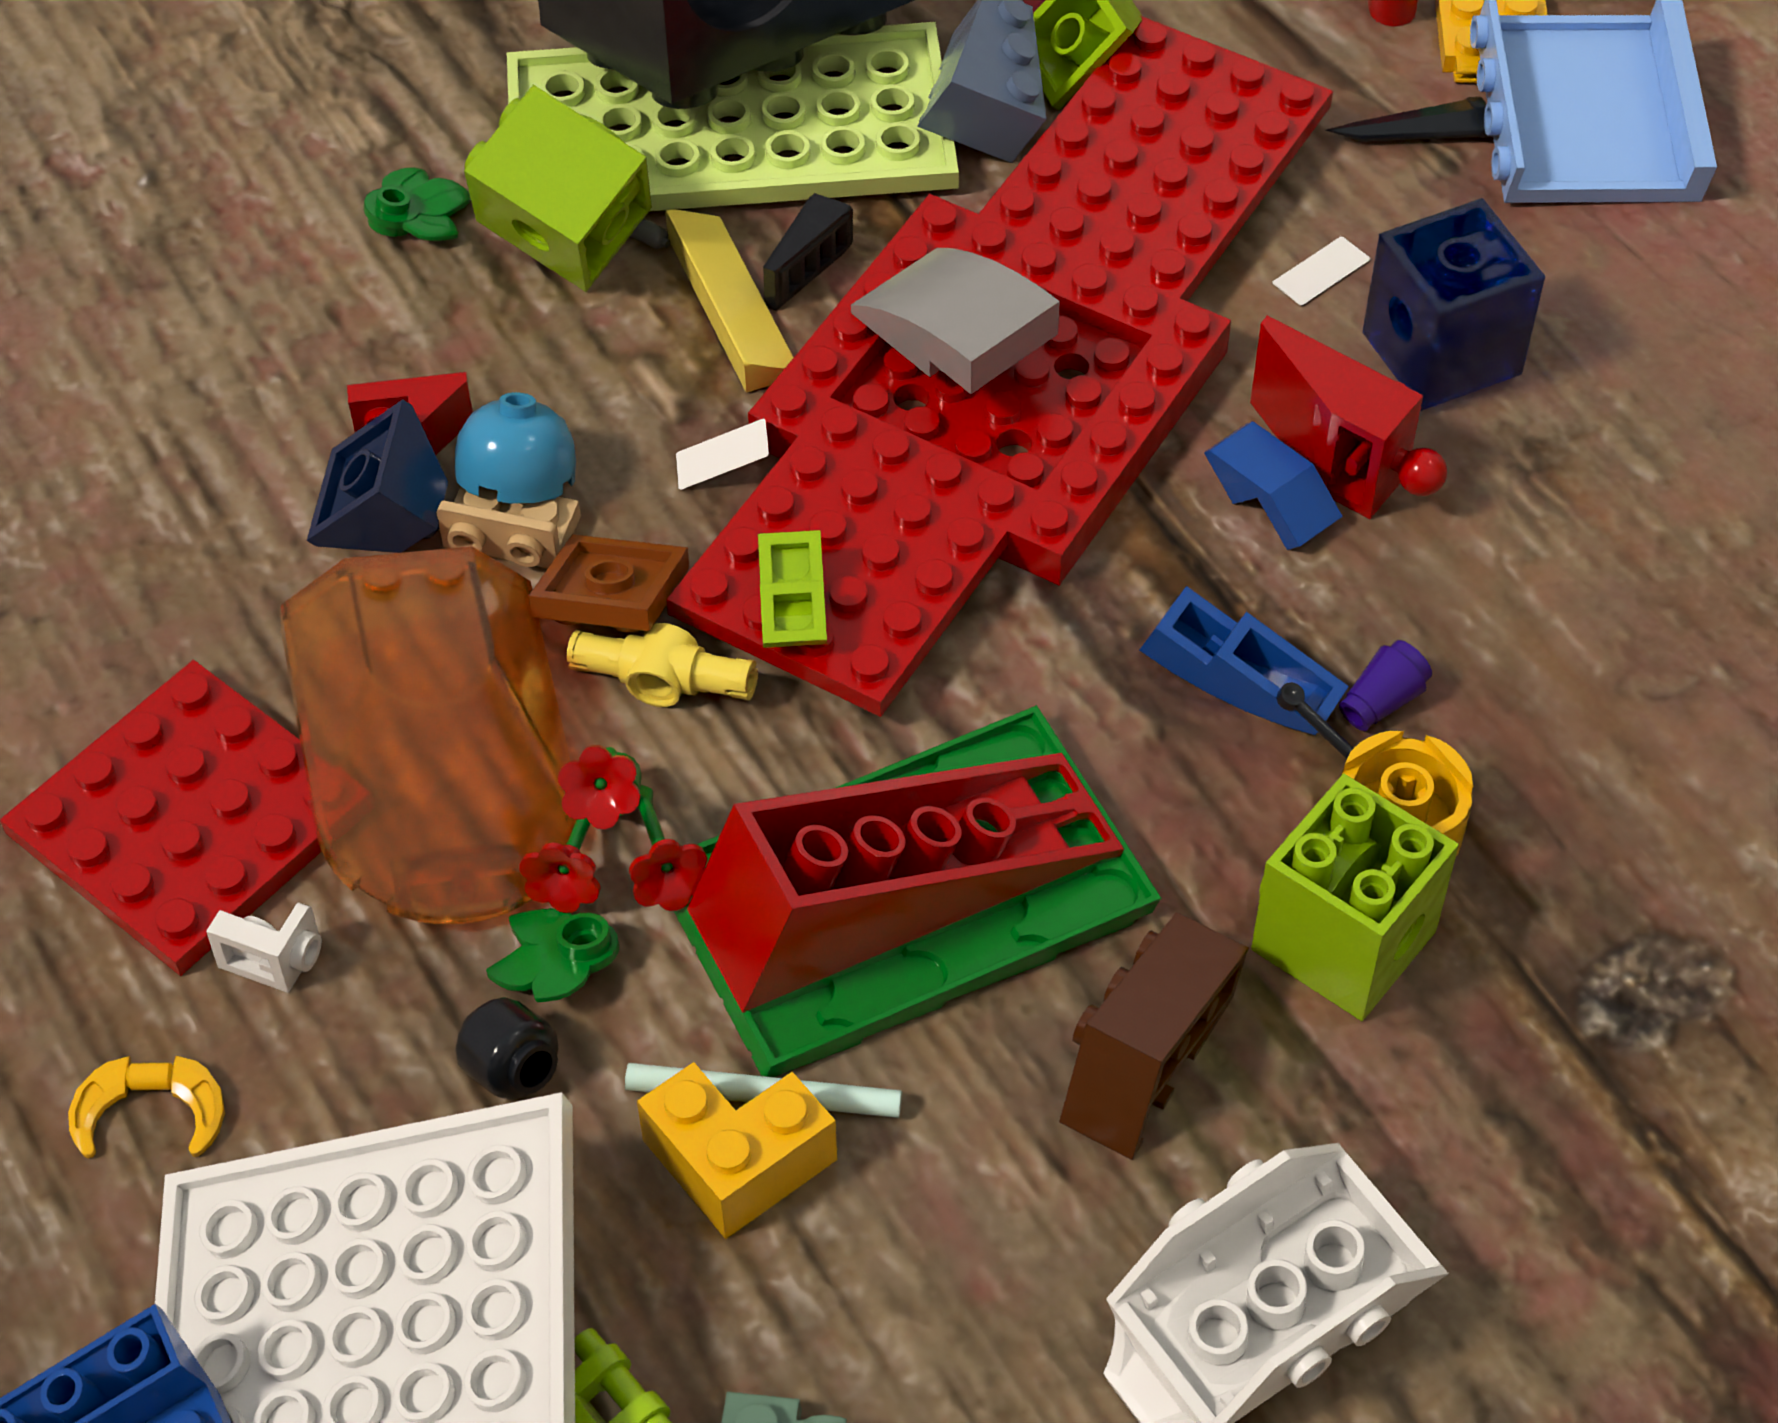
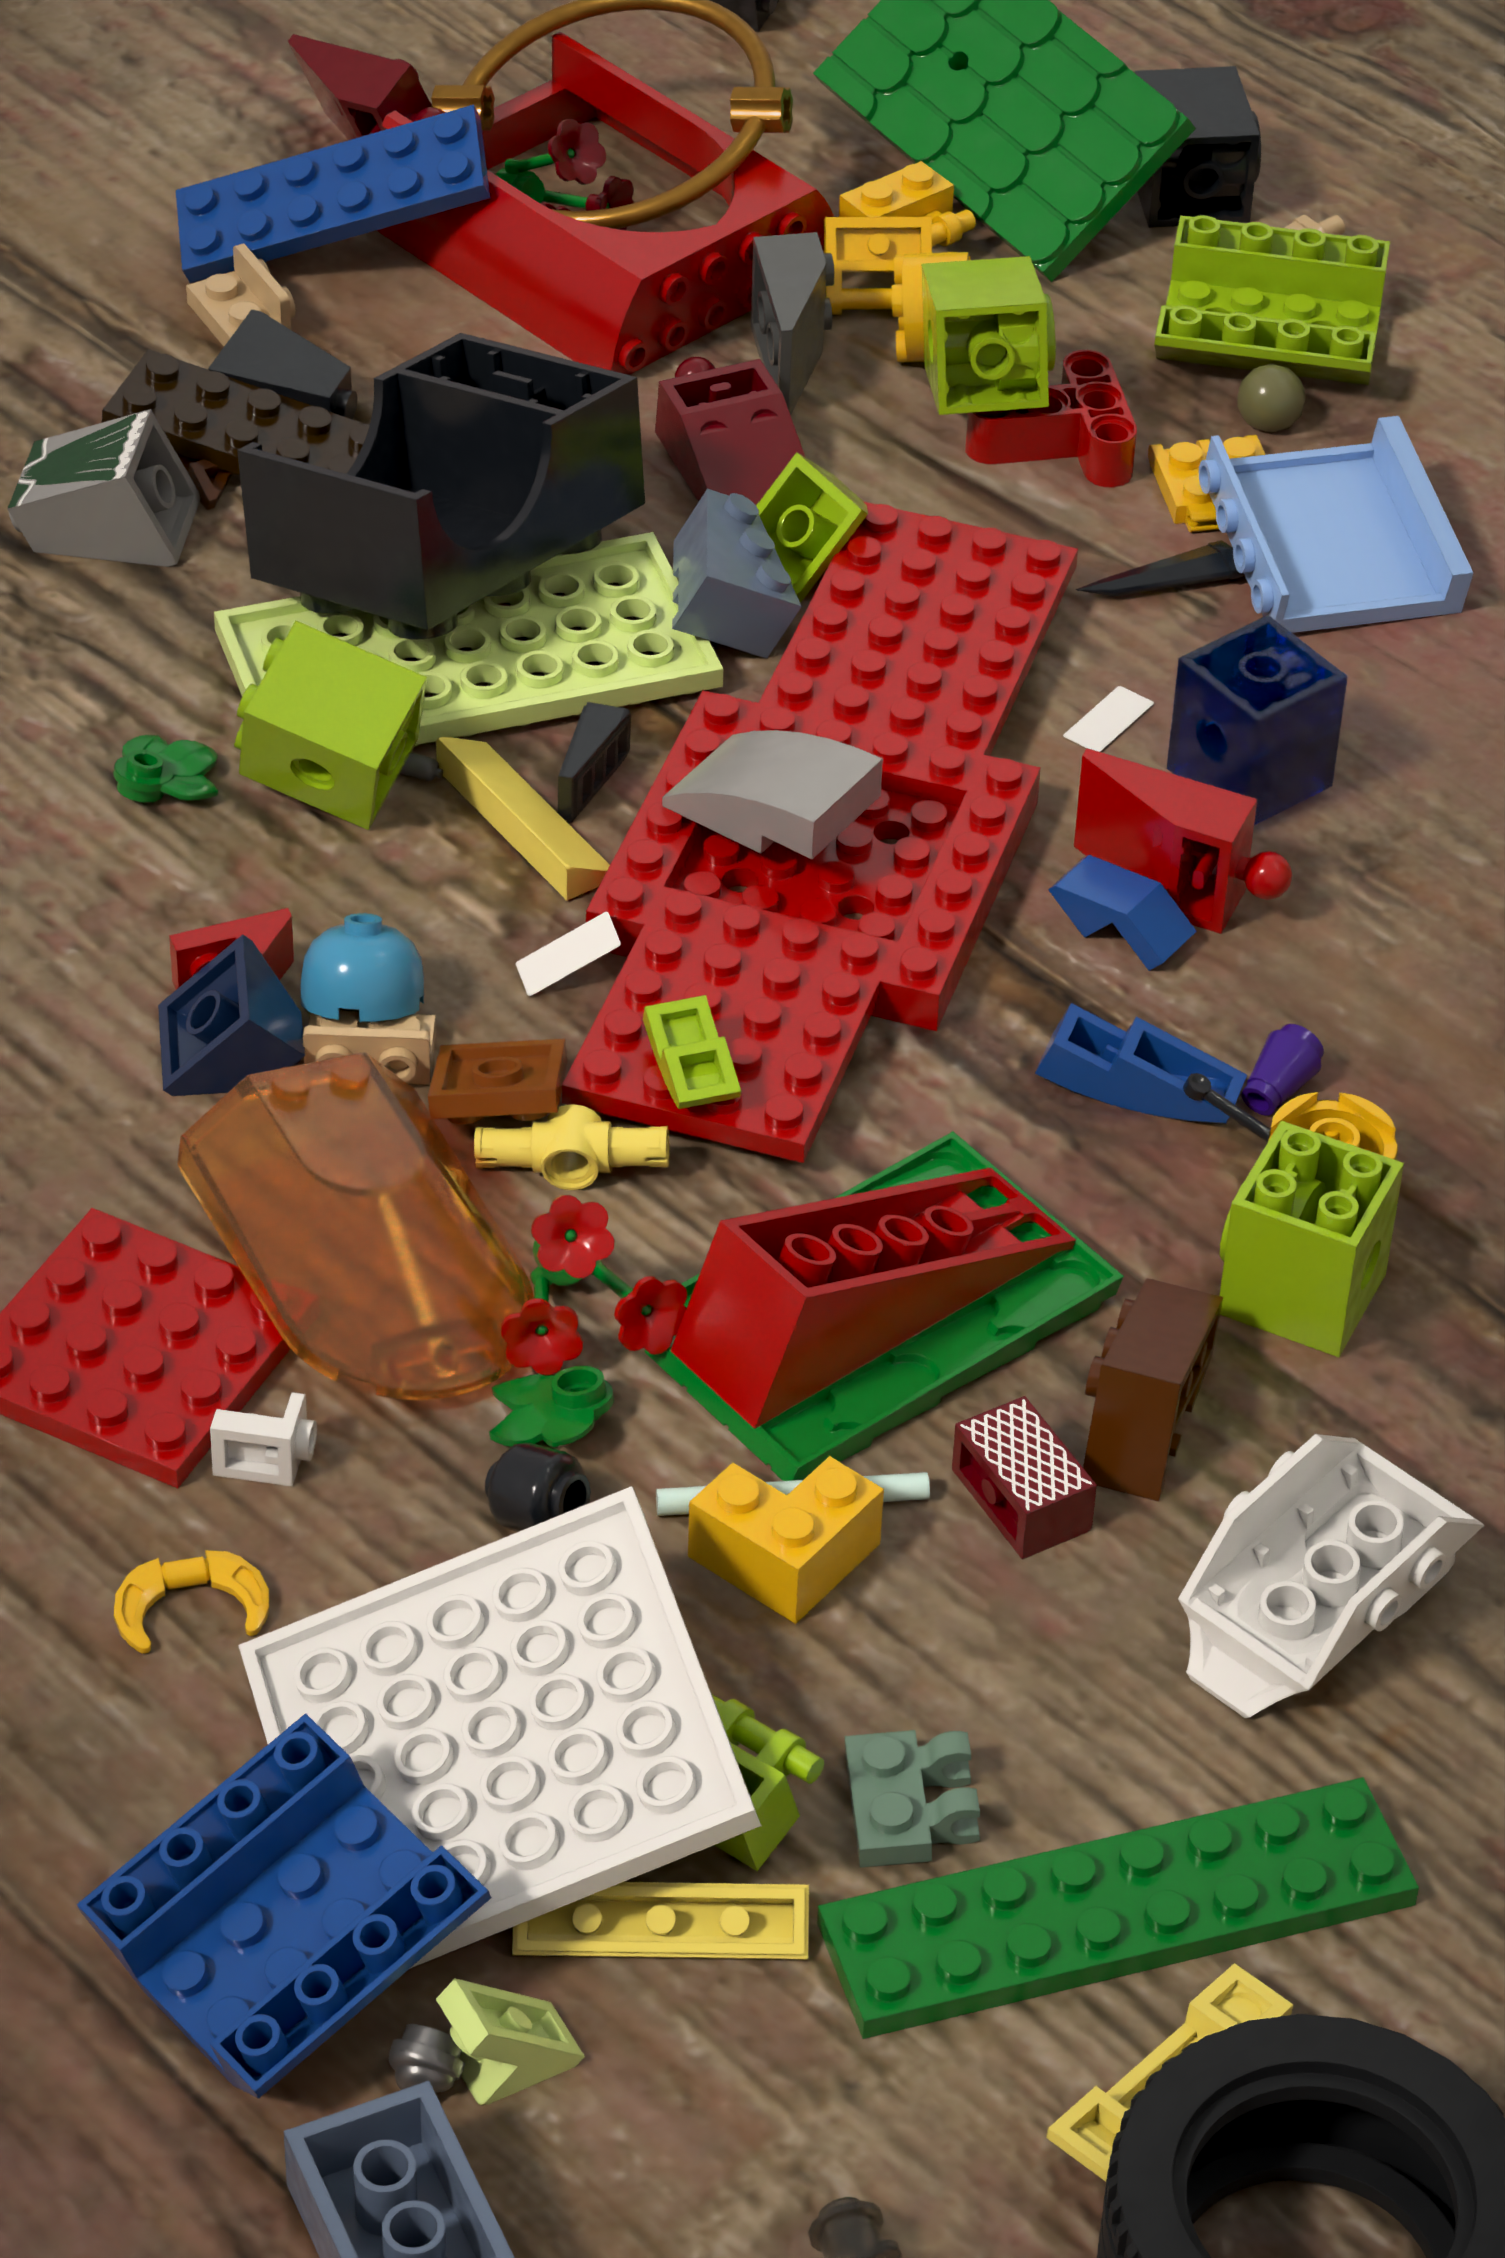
camera: 15 degrees left, 10 degrees down
(994, 1117) = (1023, 1477): none -> dark red panel

